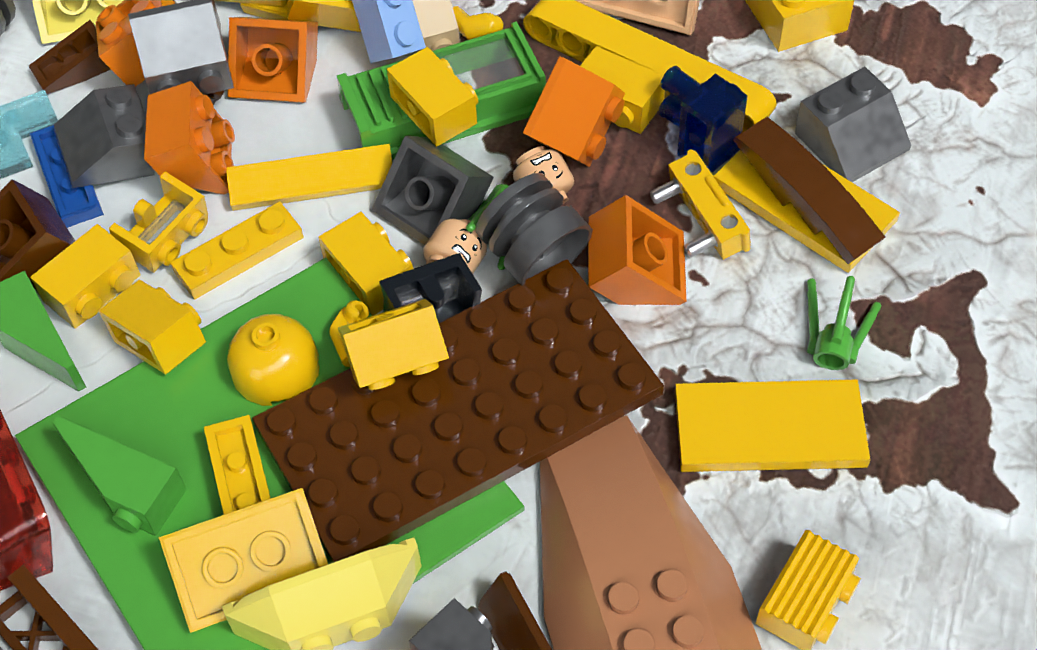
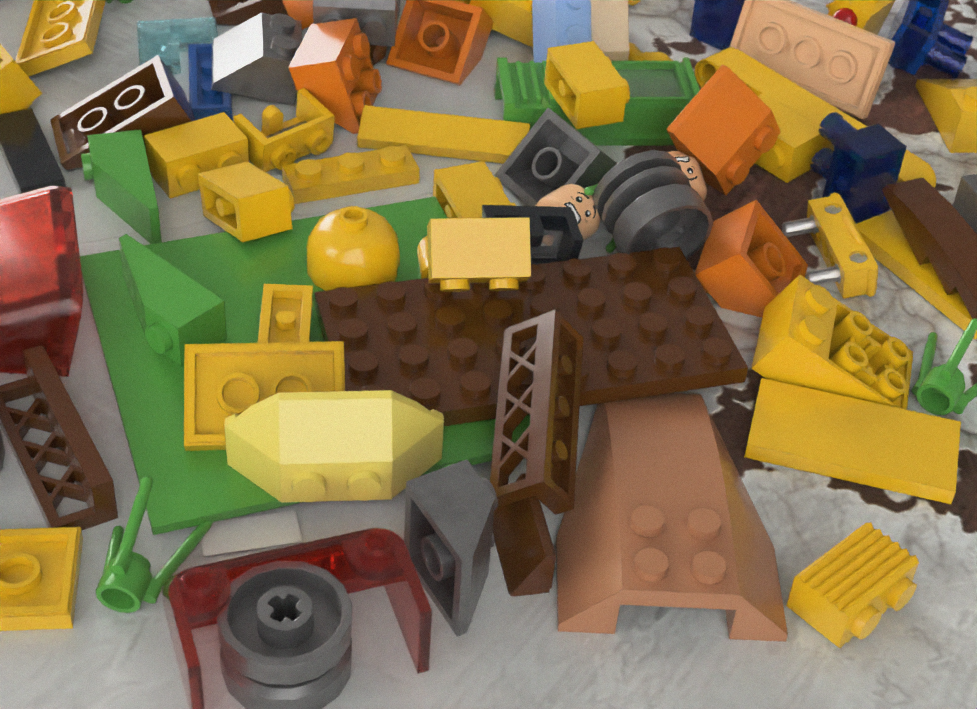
camera: 10 degrees right, 15 degrees down
(505, 498) = (553, 411): none -> reddish brown fence
(729, 335) = (830, 348): none -> yellow slope

